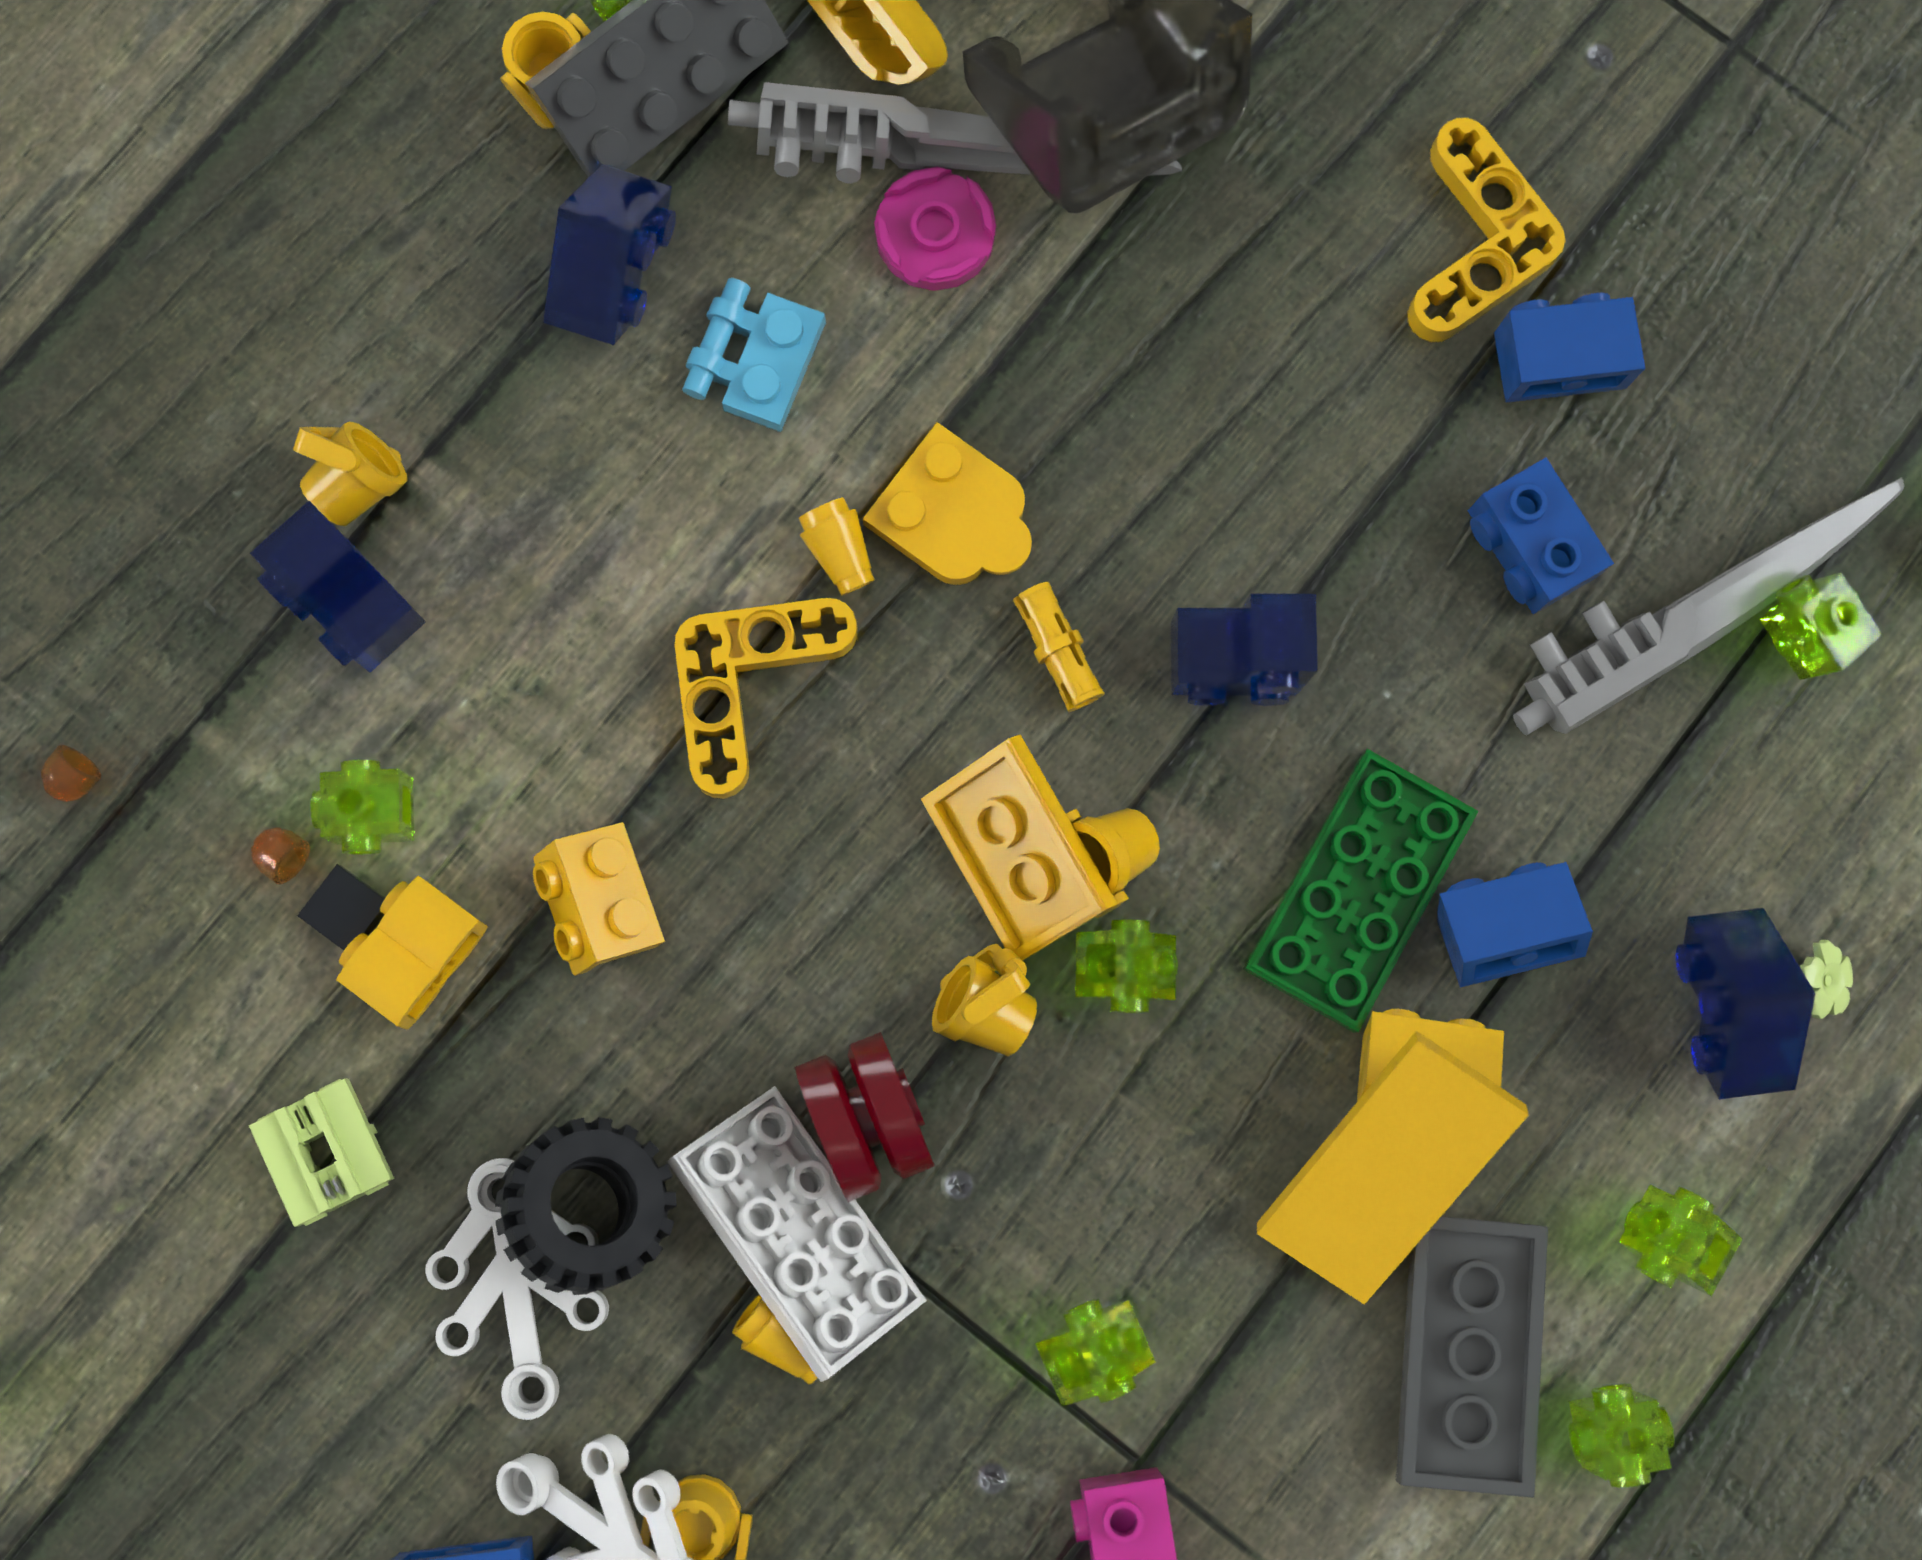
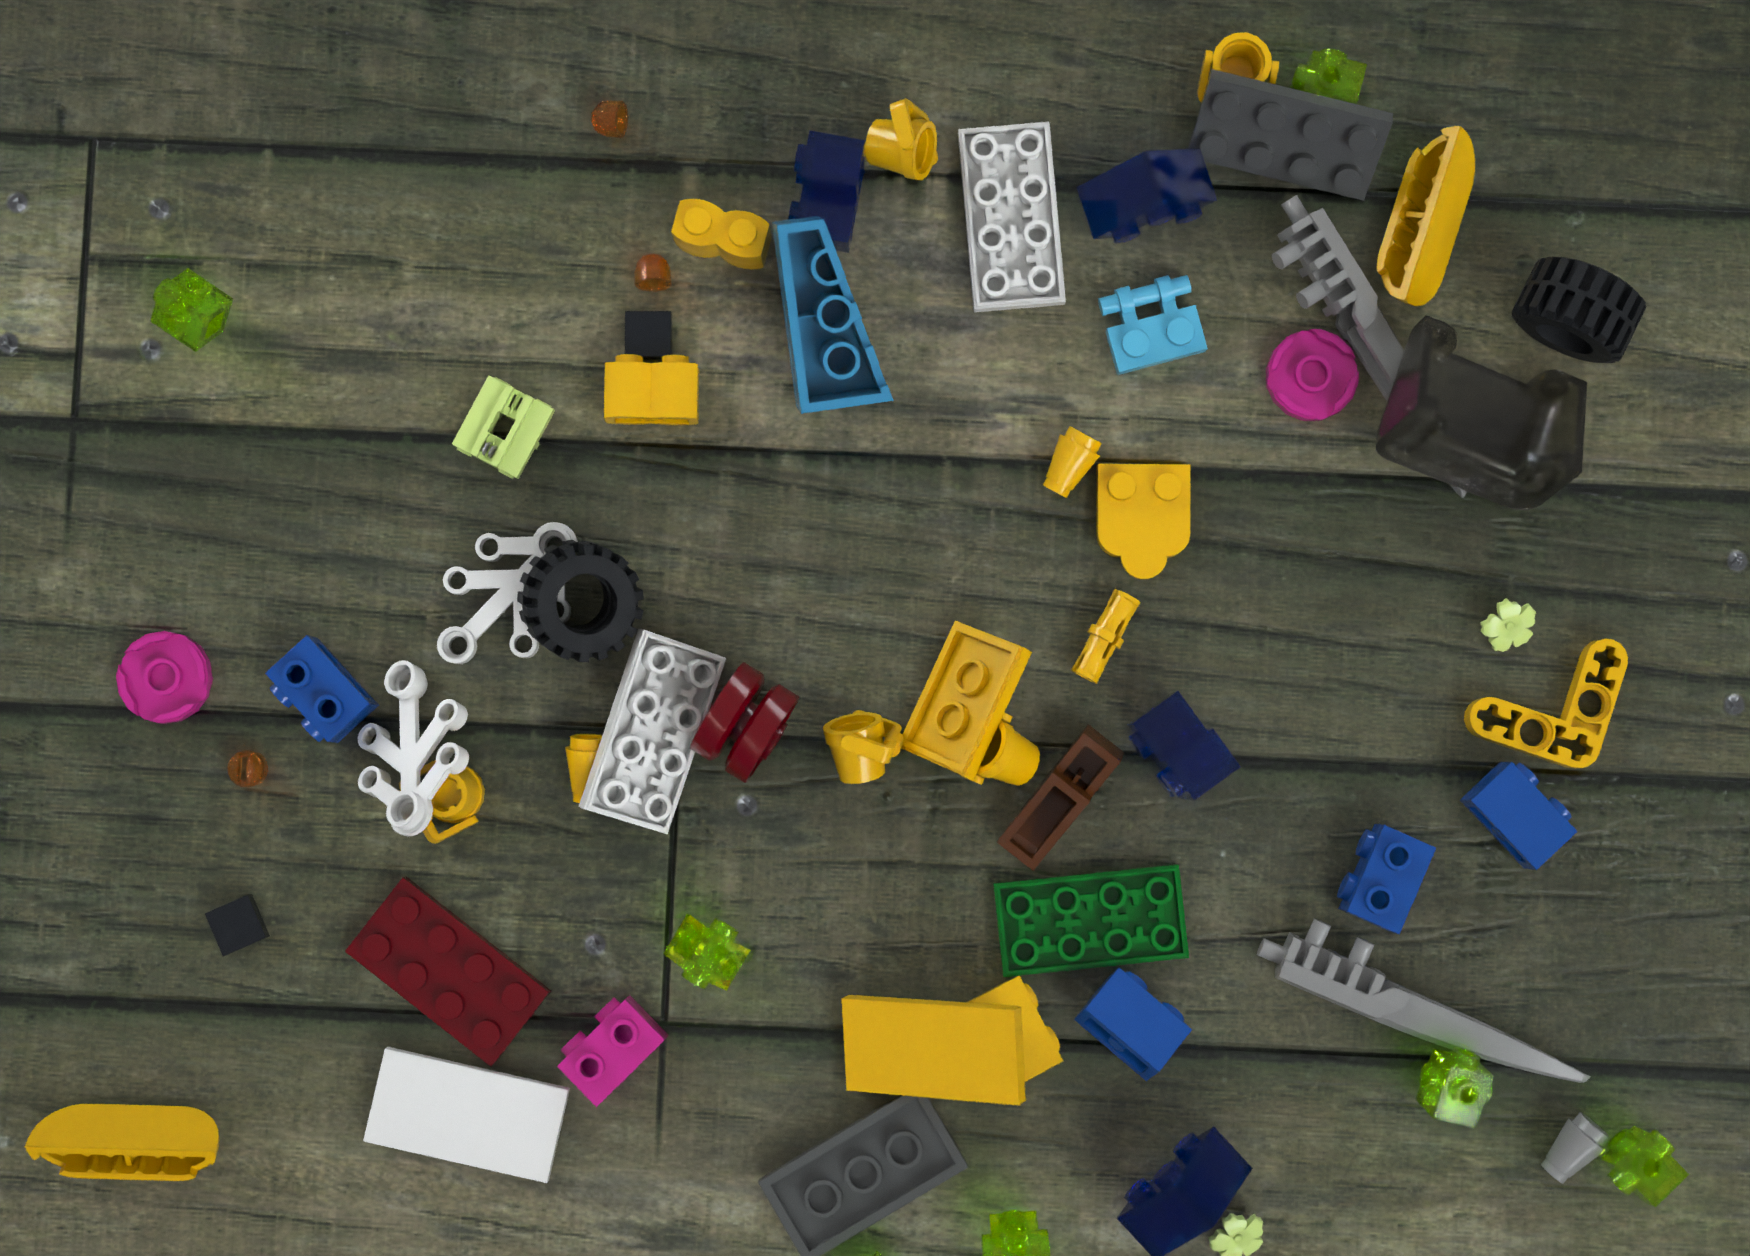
camera: 60 degrees right, 5 degrees up
(282, 754) = (710, 232): none -> yellow brick
(364, 807) = (719, 317): clear neon green brick -> none
(487, 703) = (824, 329): none -> dark azure wedge
(522, 418) = (1011, 217): none -> white tile
(596, 898) = (759, 474): yellow bracket -> none
(739, 656) = (961, 450): yellow beam -> none
(1126, 966) = (942, 812): clear neon green brick -> none
(1202, 823) = (1061, 797): none -> reddish brown slope
(1354, 217) = (1510, 626): none -> yellowish green plant

